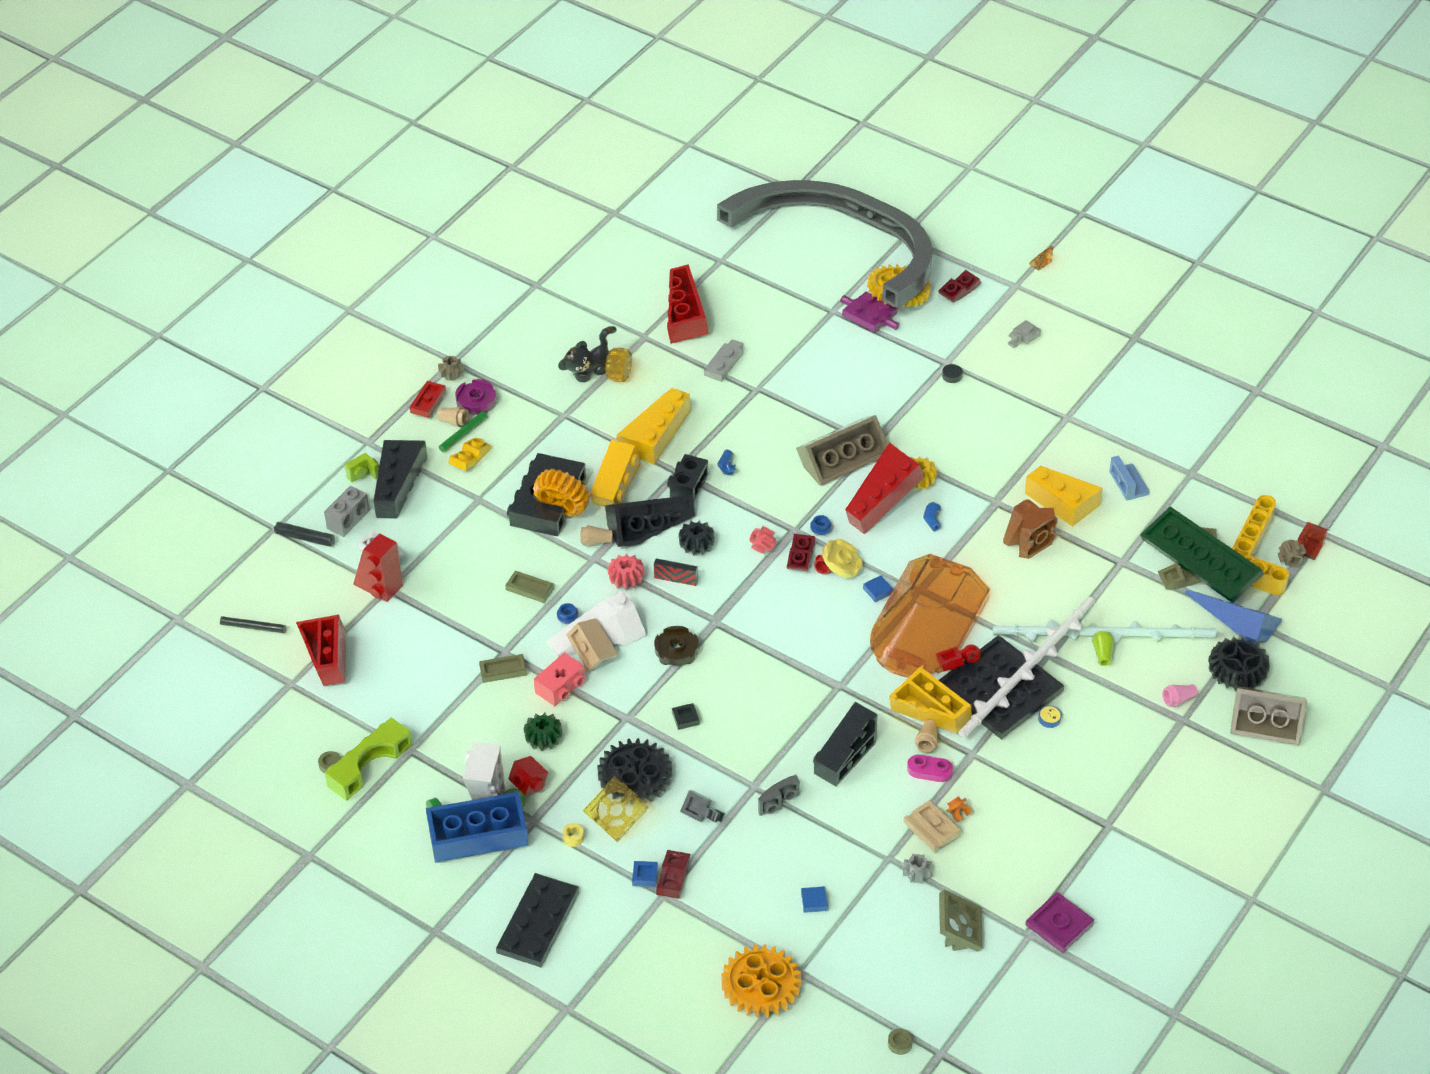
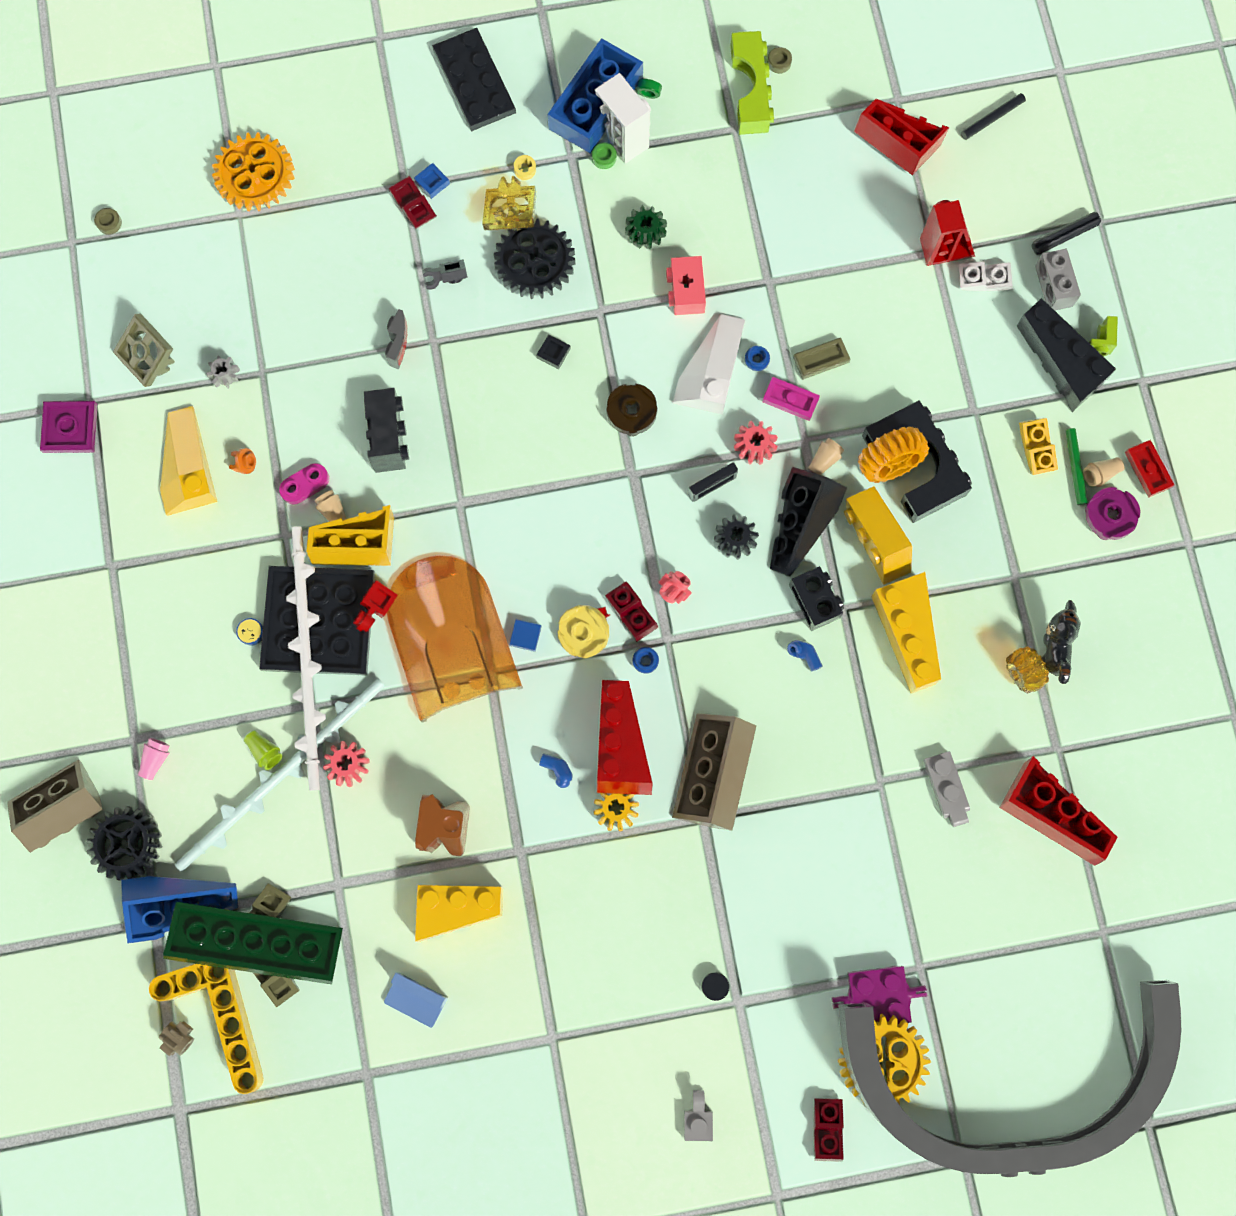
camera: 135 degrees right, 30 degrees up
(450, 368) = (1179, 516): dark tan gear -> none
(502, 668) = (749, 261): olive tile -> none
(528, 775) = (608, 173): red brick -> none
(576, 577) = (791, 398): none -> dark pink plate
(591, 643) = (694, 338): tan panel -> none
(814, 899) = (283, 278): blue tile -> none
(931, 826) = (248, 424): tan plate -> none
(1003, 832) = (185, 468): none -> yellow wedge
(1057, 603) = (353, 769): none -> coral gear
(1313, 539) = (172, 1076): clear red panel -> none

